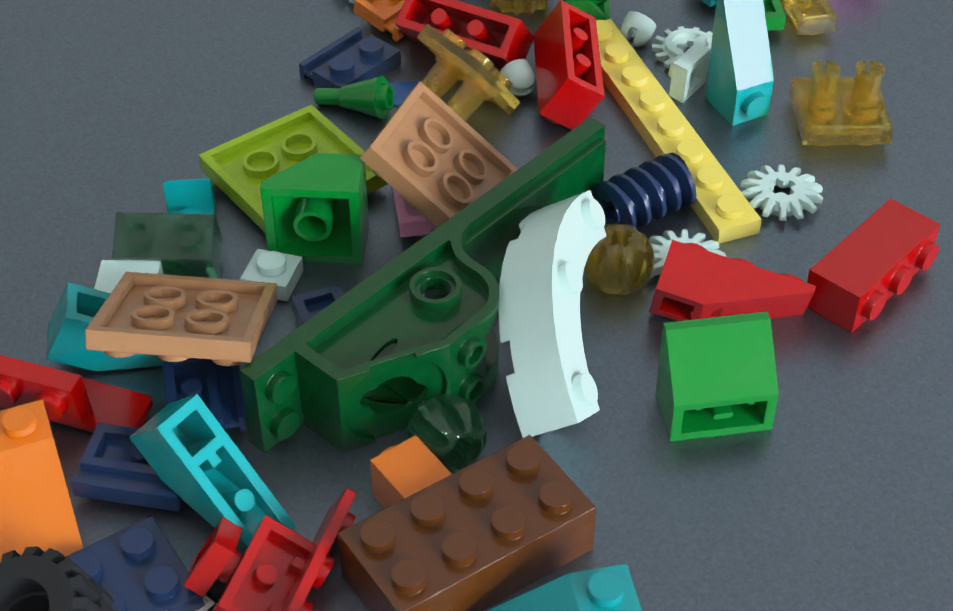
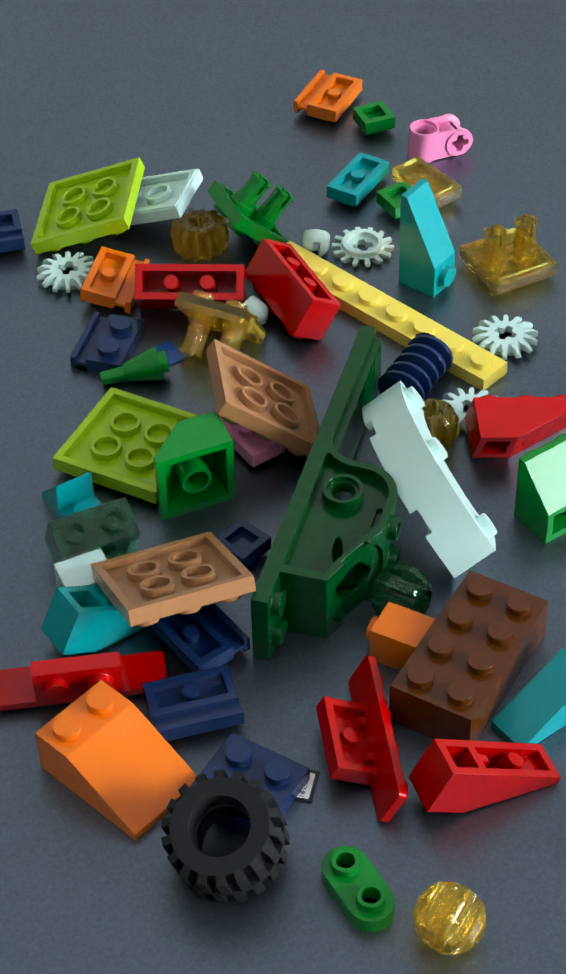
camera: 25 degrees left, 0 degrees up
(206, 467) = (259, 681): teal slope -> none
(215, 558) = (305, 739): red plate -> none
(275, 268) = (176, 525): light aqua plate -> none
(689, 70) = (380, 262): light aqua plate -> none

